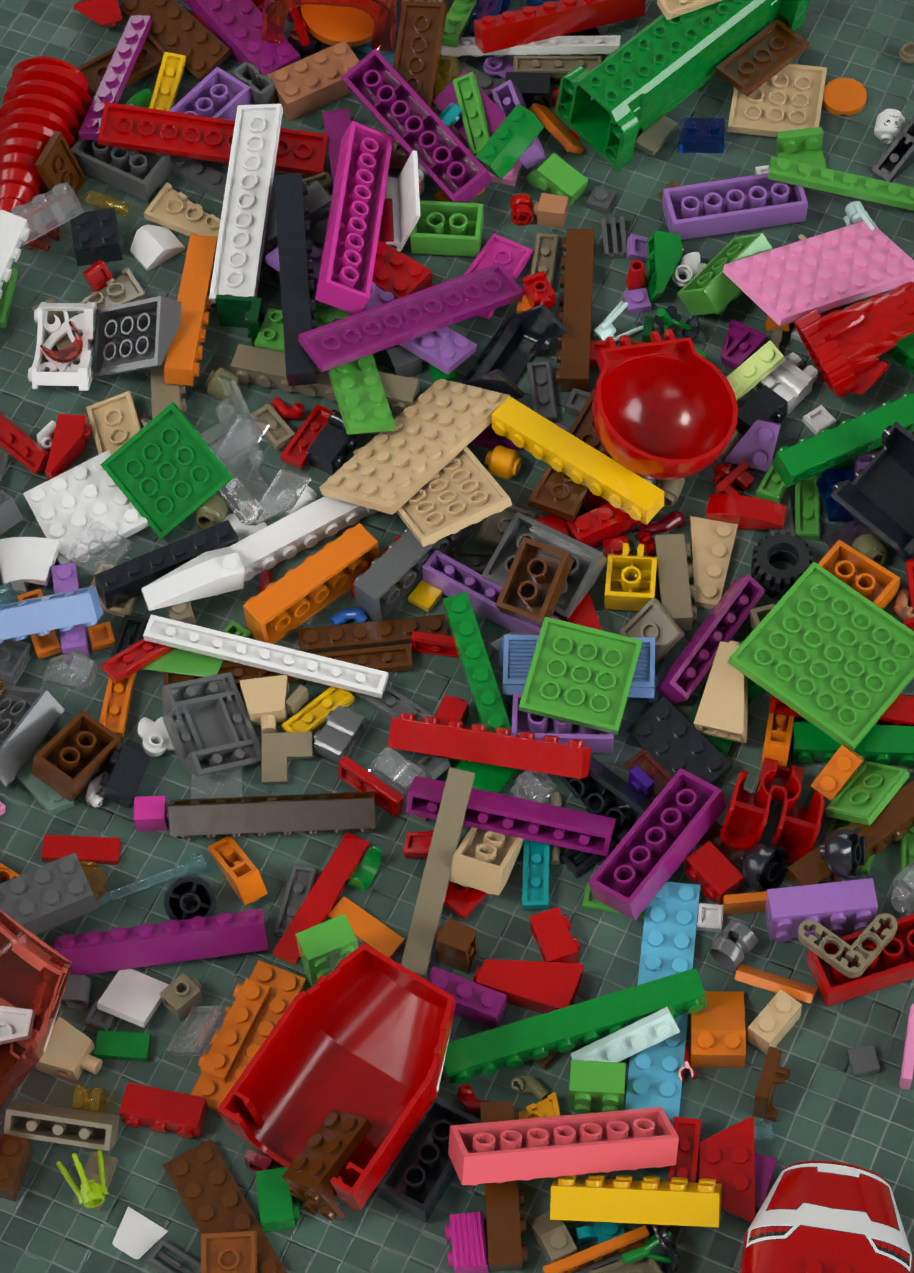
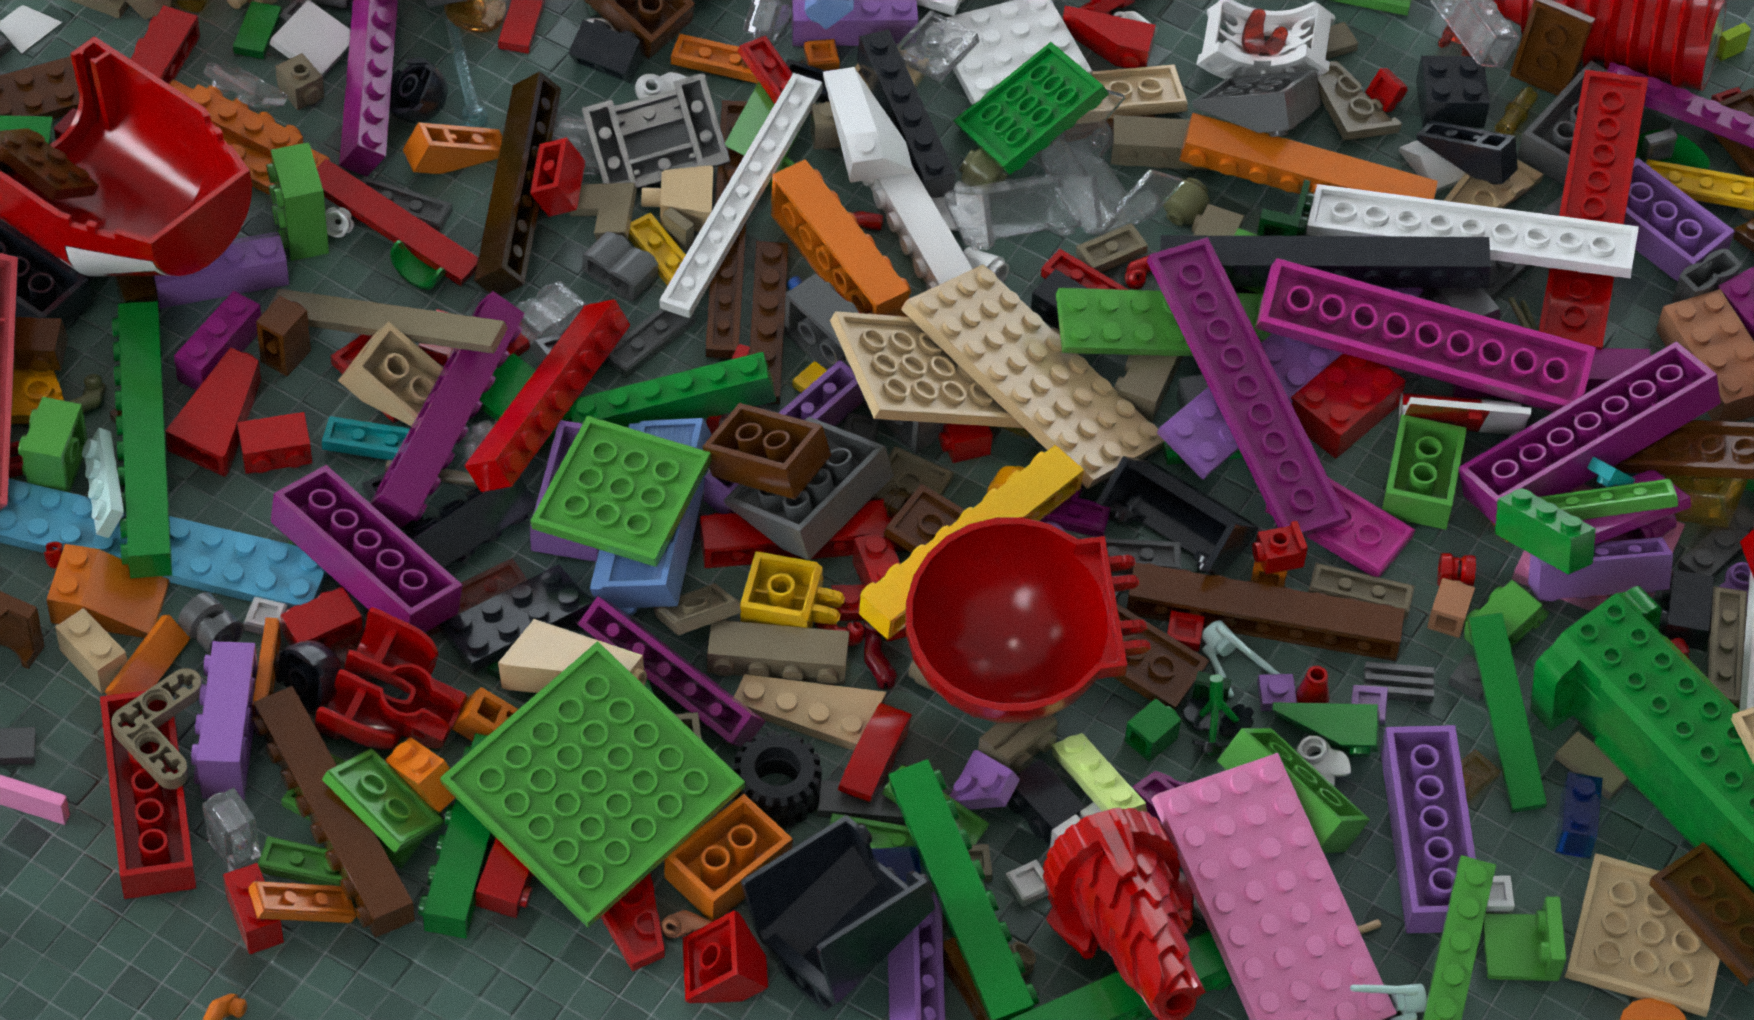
camera: 90 degrees right, 5 degrees down
(151, 813) = (556, 67): dark pink brick -> none
(161, 214) = (1475, 151): none -> black slope
(268, 782) = (557, 177): none -> red brick
(366, 782) = (557, 271): red tile -> none
(368, 929) = (346, 265): orange tile -> none
(453, 709) = (617, 372): red brick -> none
(468, 1099) = (85, 338): red arm -> none
(544, 514) = (895, 500): none -> dark brown plate
(633, 173) = (1507, 712): none -> green tile
(641, 782) = (473, 563): dark purple plate -> none
(739, 475) = (922, 738): red hips -> none
(844, 852) = (279, 736): black cylinder -> none

